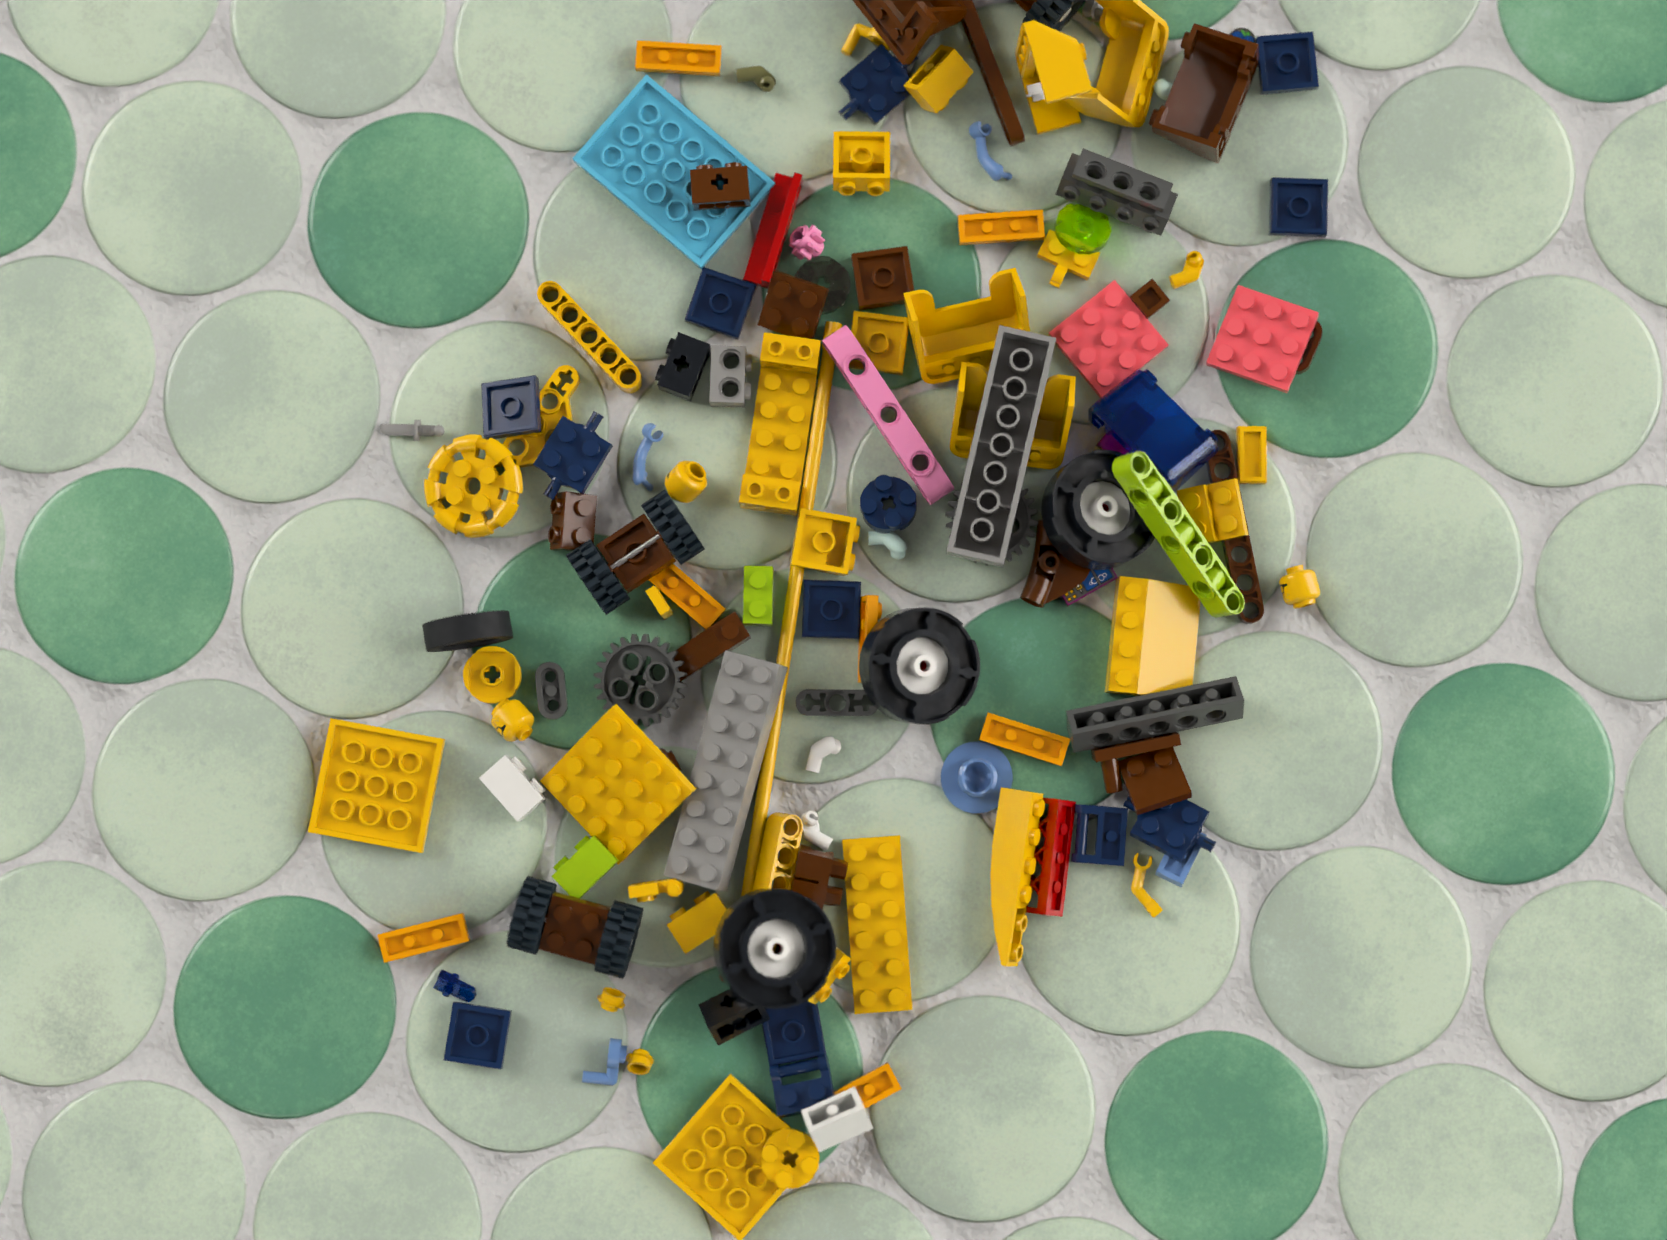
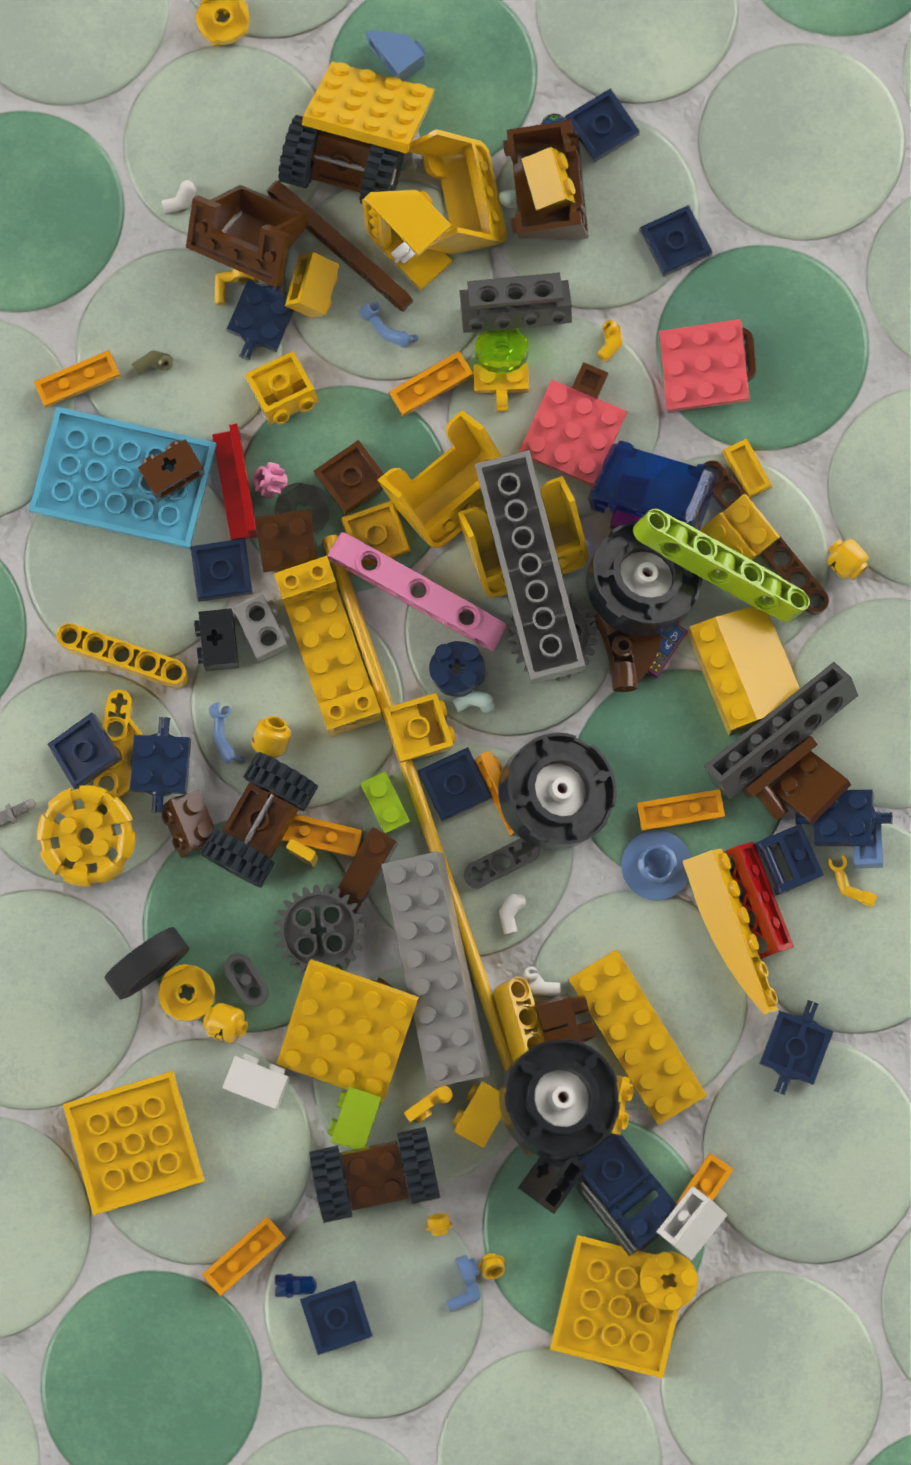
camera: 25 degrees left, 5 degrees down
(764, 1073) = (606, 1218): none -> pearl dark grey bar
(1016, 1008) = (796, 1047): none -> dark blue plate
(1208, 91) = (548, 180): none -> yellow brick

